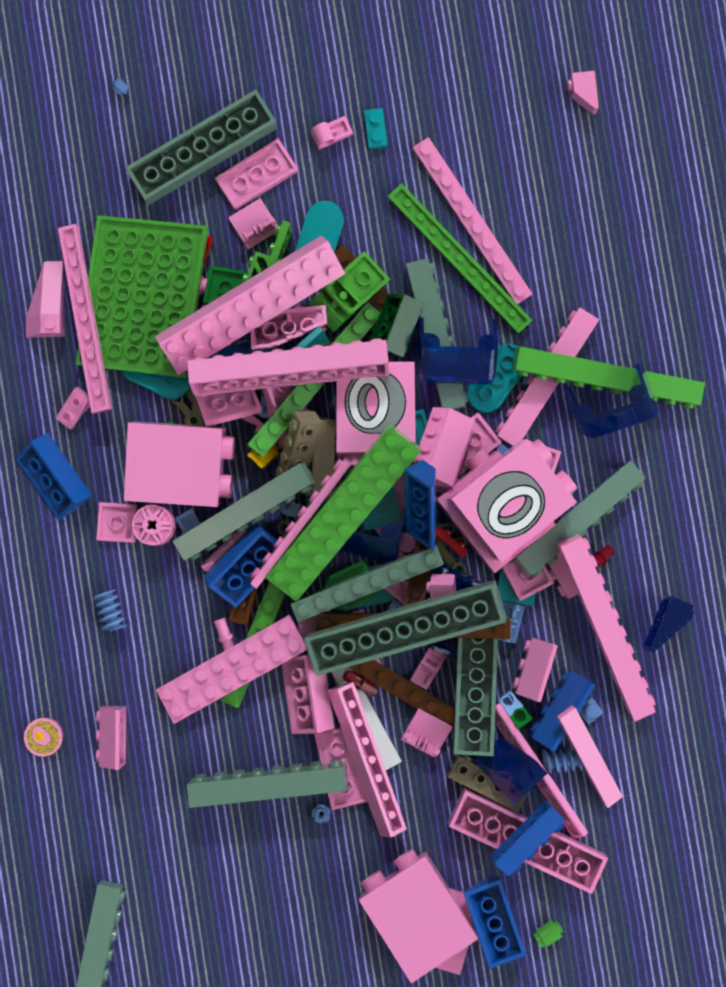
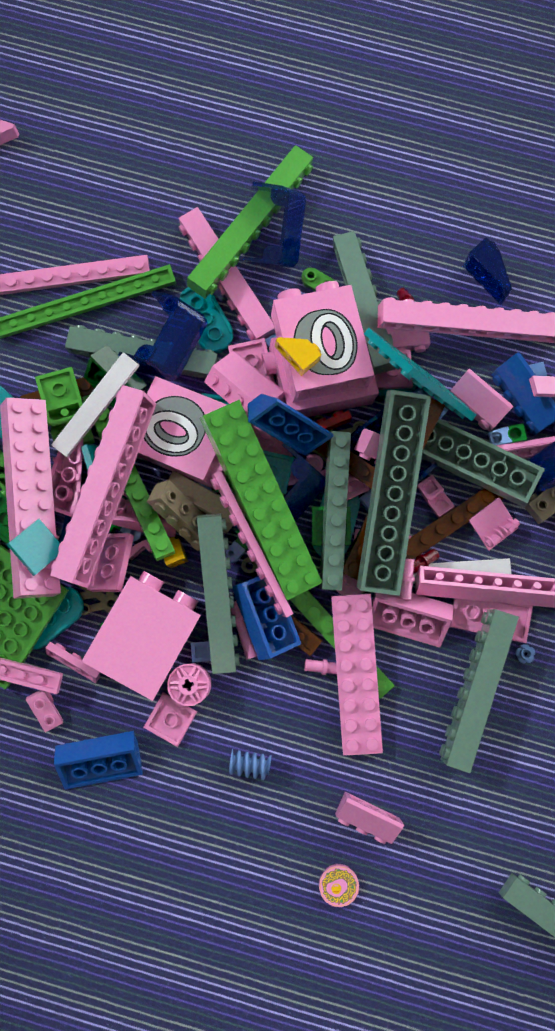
camera: 65 degrees left, 5 degrees down
(127, 412) = (72, 661): none -> bright pink plate
(206, 334) = (35, 547): none -> teal tile
(335, 676) = (407, 580): none -> bright pink pin
(361, 321) = (95, 405): none -> white tile
(486, 486) = (299, 353): none -> yellow slope
(523, 603) = (418, 375): none -> teal plate
(582, 466) = (318, 279): none -> bright green plate

